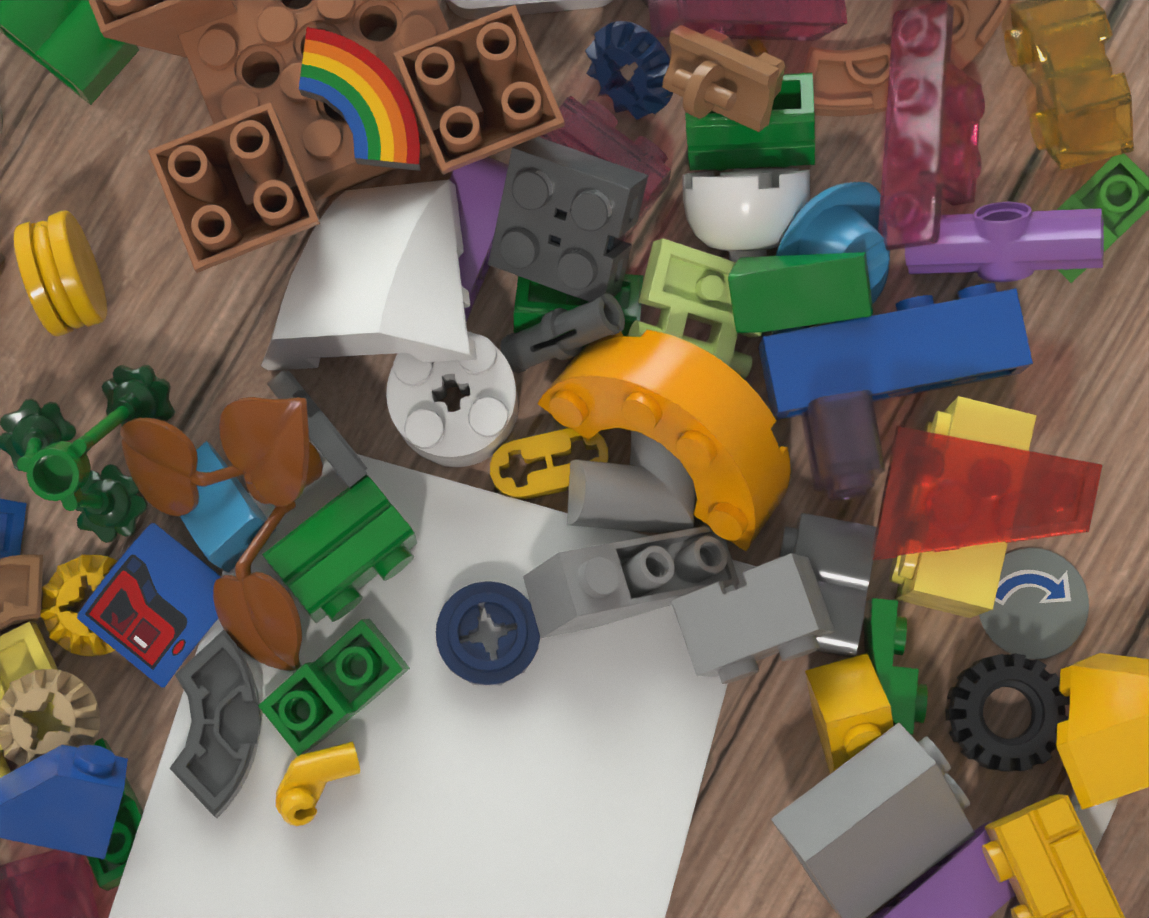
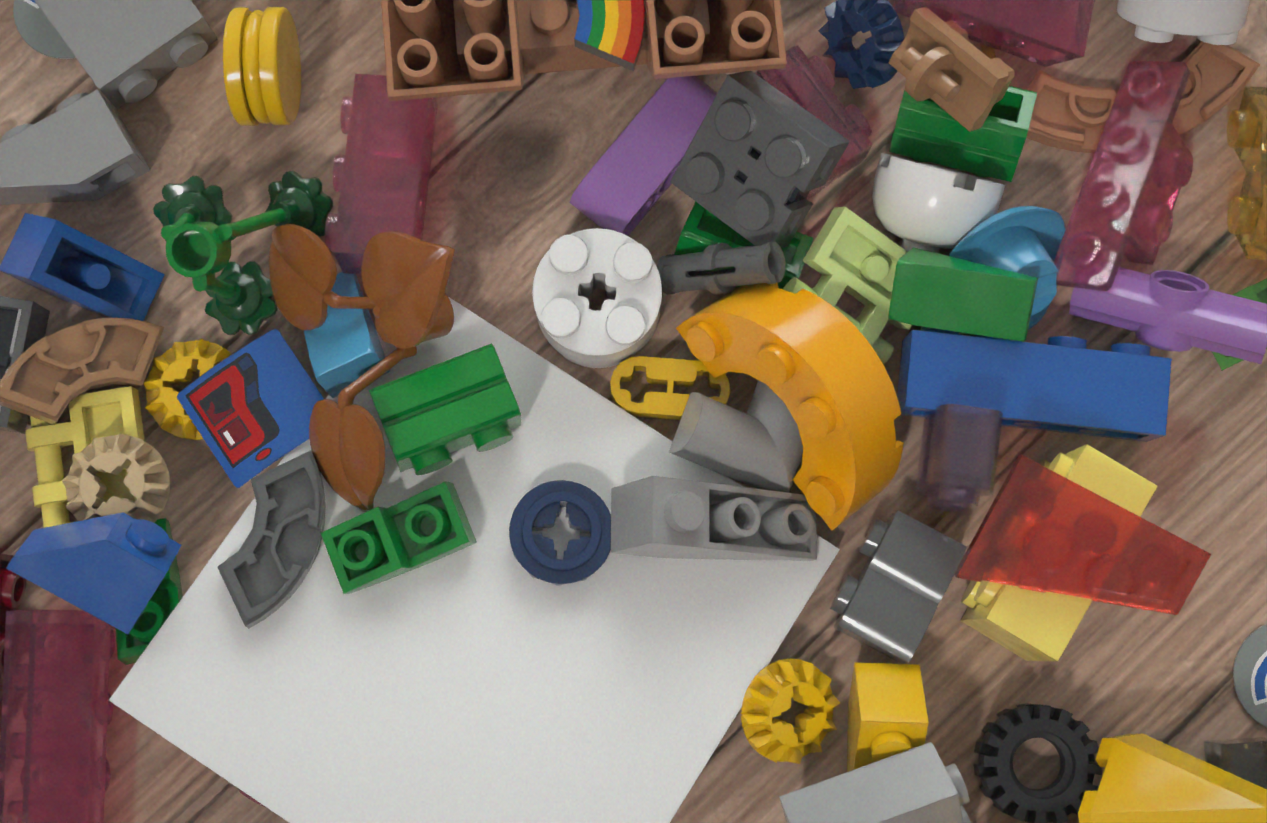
camera: 10 degrees right, 0 degrees up
(206, 340) = (382, 171): none -> clear pink brick
(307, 779) = (346, 617): yellow arm -> none
(321, 430) = (463, 292): dark grey tile -> none
(378, 281) = (560, 165): white wedge -> none
(735, 726) = (771, 695): none -> yellow gear
(770, 615) = (835, 599): light grey brick -> none
(884, 638) = (942, 654): green slope -> none
(1037, 604) = (1098, 671): light grey sticker -> none

